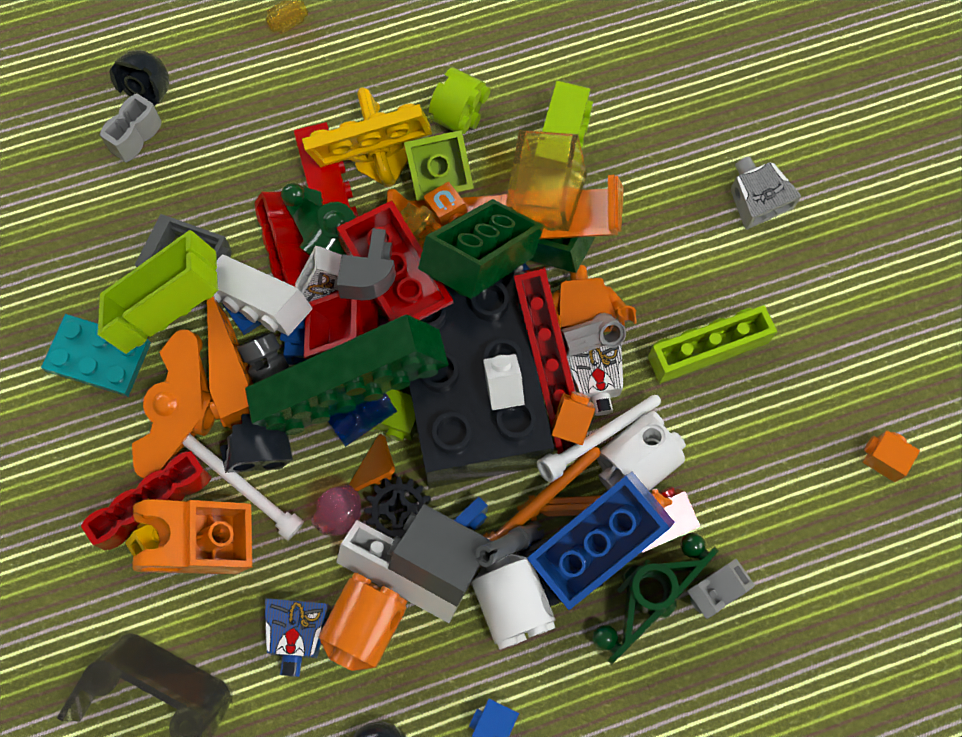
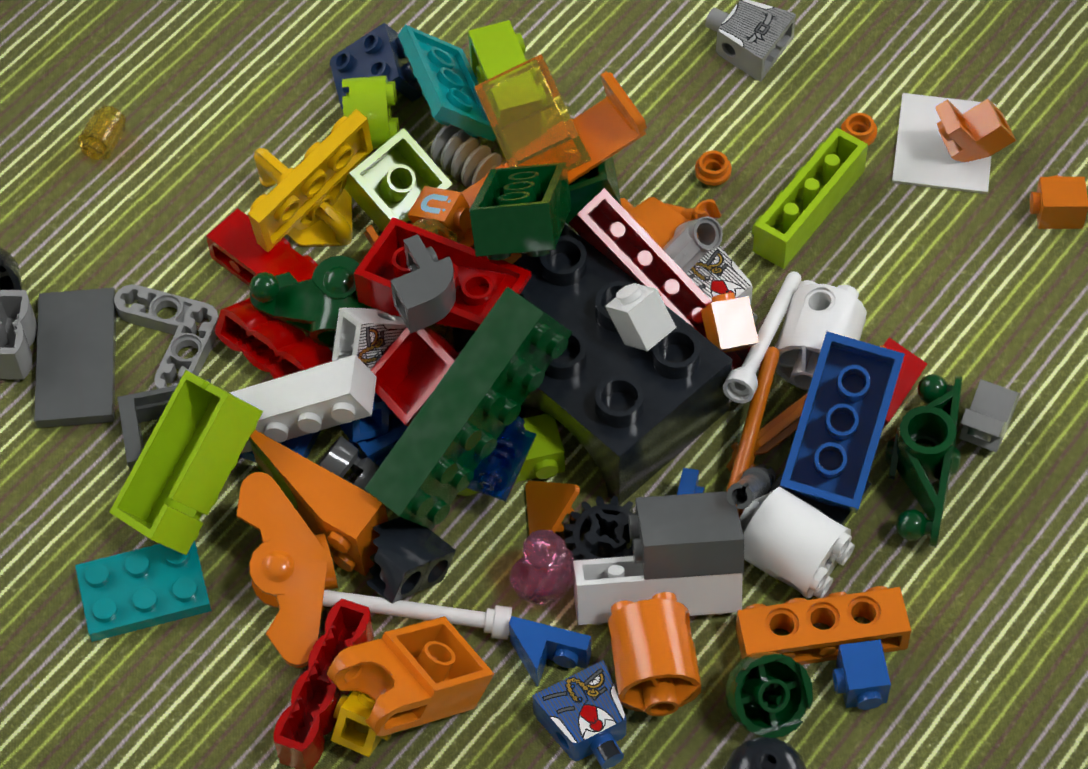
camera: 30 degrees left, 15 degrees down
(166, 165) = (75, 358): none -> dark grey tile
(245, 183) = (180, 325): none -> light grey beam
(299, 559) = (540, 642): none -> blue slope
(416, 702) = (769, 694): none -> dark green cylinder
(497, 166) = (463, 155): none -> light grey piece
(498, 65) = (376, 55): none -> dark blue bracket
(521, 103) = (446, 82): none -> teal plate
(535, 703) = (808, 644): none -> orange brick
(666, 271) = (713, 161): none -> orange plate
(789, 303) = (861, 123): none -> orange plate
(842, 355) = (922, 155): none -> white piece
(866, 363) = (975, 133): none -> orange brick

